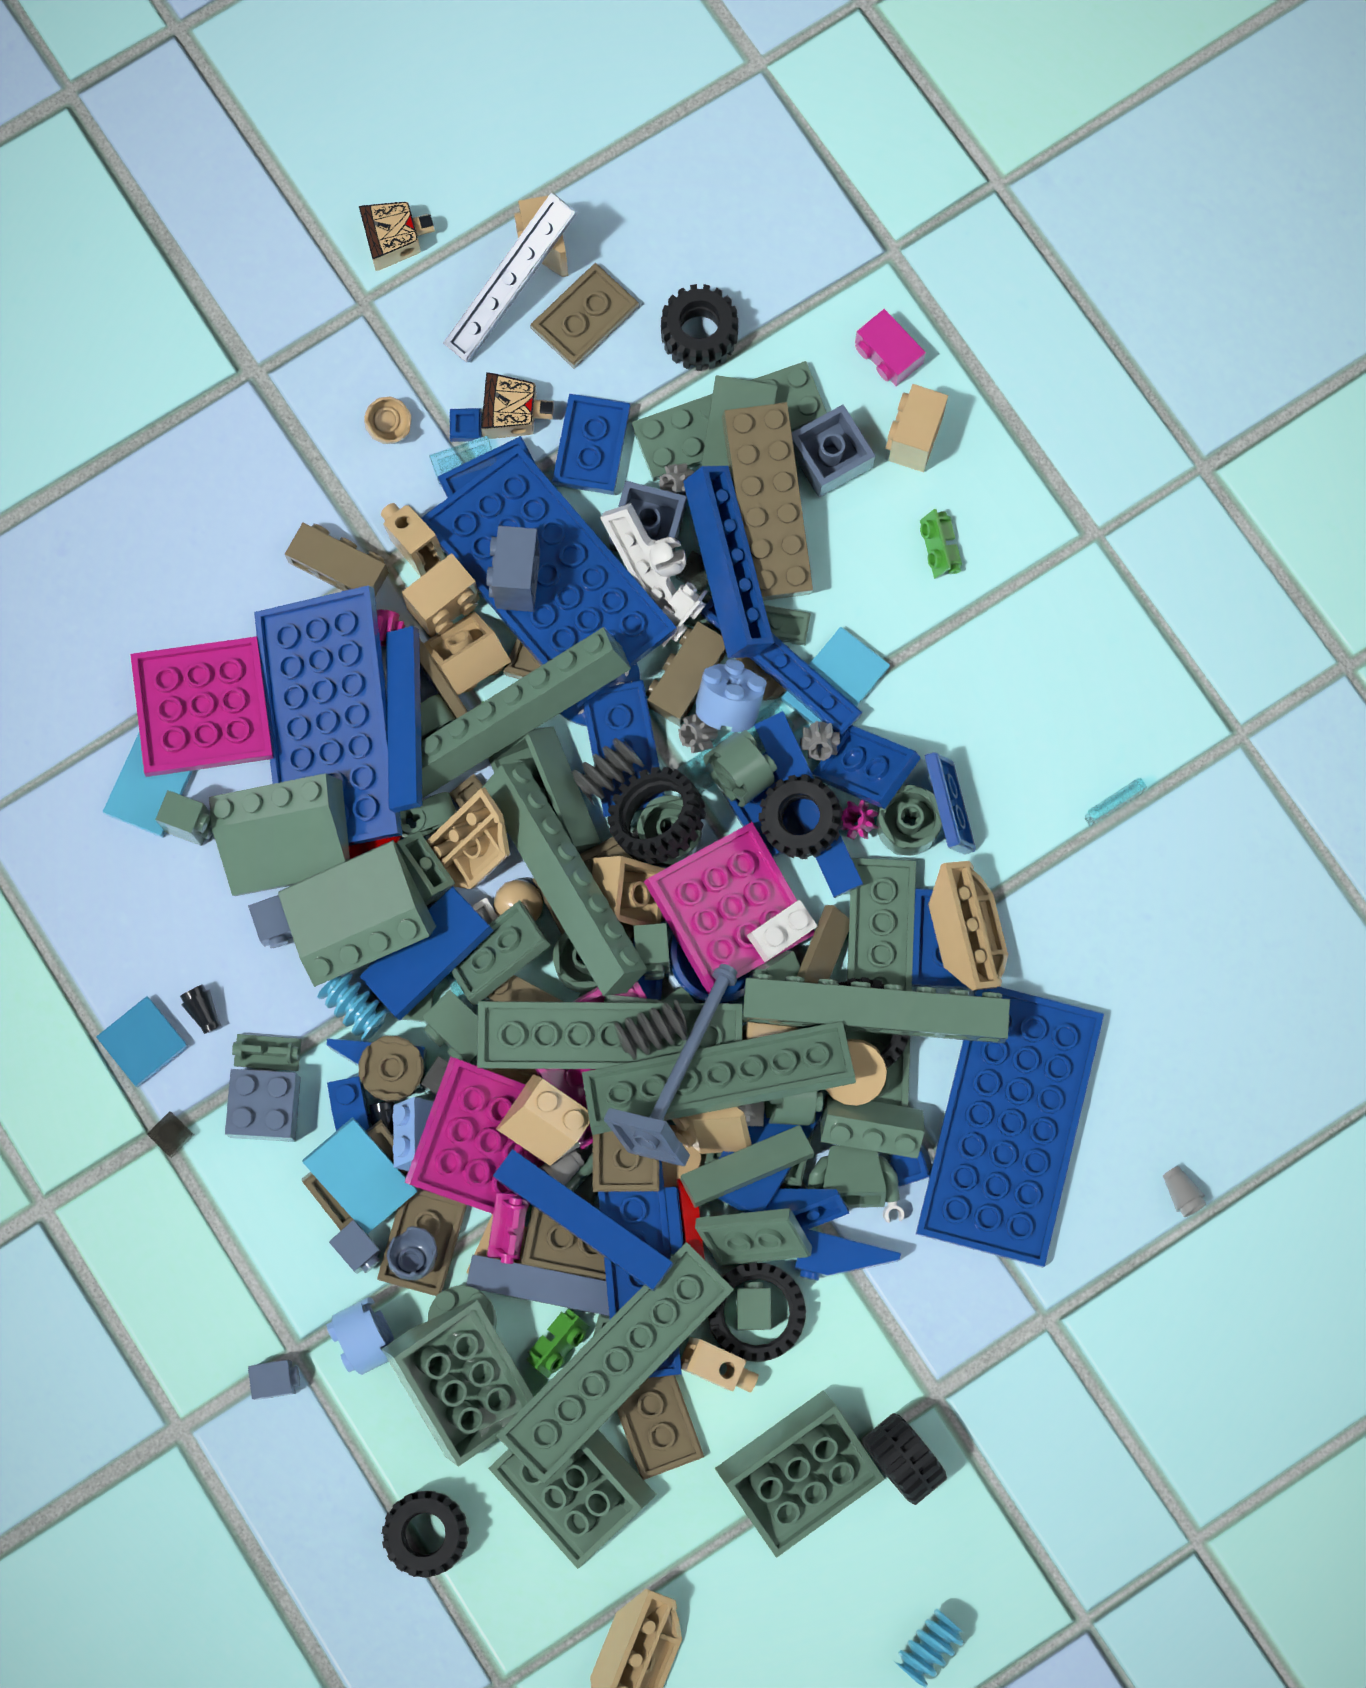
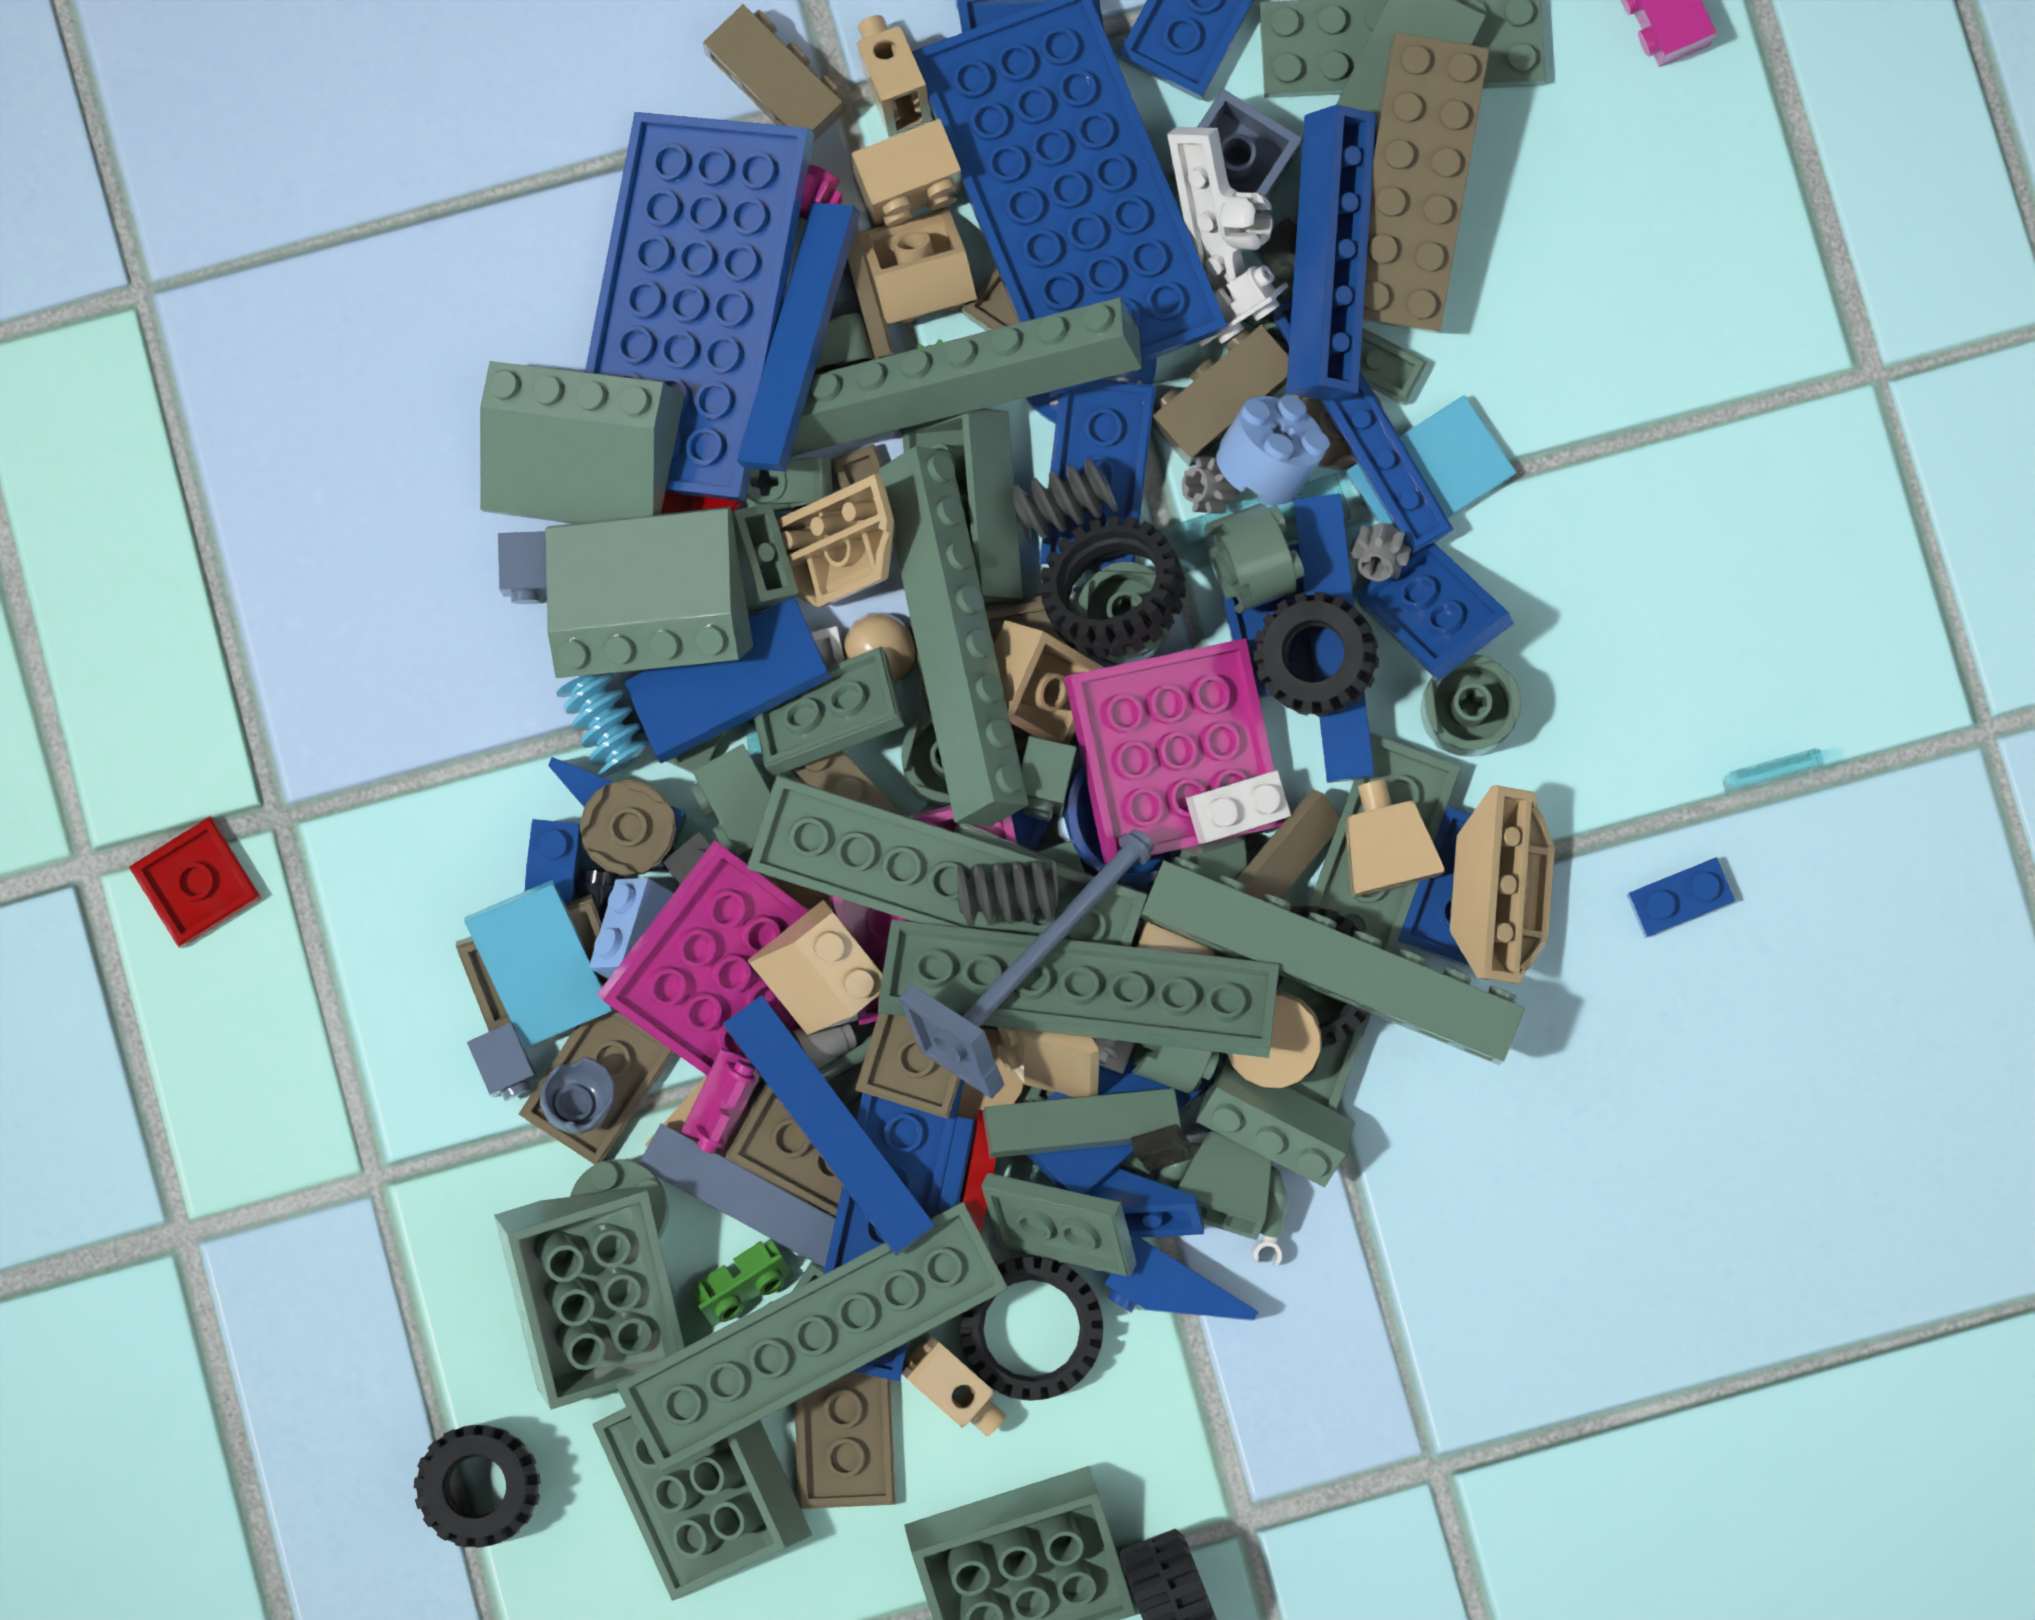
camera: 15 degrees right, 5 degrees up
(118, 1195) = (195, 882): none -> red tile
(138, 797) = (416, 311): medium azure tile -> none
(142, 1041) = (292, 677): dark azure tile -> none
(170, 1134) = (293, 820): clear smoke plate -> none
(184, 818) = (447, 381): sand green brick -> none
(201, 706) = (518, 225): dark pink plate -> none
(201, 1008) = (389, 657): black cone -> none
(262, 1105) = (433, 821): sand blue brick -> none
(267, 1052) = (462, 748): sand green hinge -> none
(273, 1379) = (332, 1207): sand blue brick -> none
(361, 1336) = (472, 1187): light blue brick -> none
(514, 569) = (1023, 170): sand blue brick -> none
(674, 478) = (1292, 107): light grey gear -> none
(754, 1307) = (1029, 1320): sand green brick -> none
(804, 1165) = (1162, 1147): none -> clear smoke tile
(831, 450) = (1533, 135): sand blue brick -> none
(865, 823) = (1406, 689): dark pink gear -> none
(886, 924) = (1388, 843): none -> tan torso
(909, 1169) = (1309, 1198): blue tile -> none
(916, 427) = (1673, 133): tan brick -> none
(936, 530) = (1646, 297): bright green hinge -> none
(950, 803) = (1536, 700): blue tile -> none
(1011, 1131) = (1471, 1189): blue plate -> none
(1083, 900) = (1680, 897): none -> blue plate
(1184, 1193) = (1684, 1353): light grey cone -> none

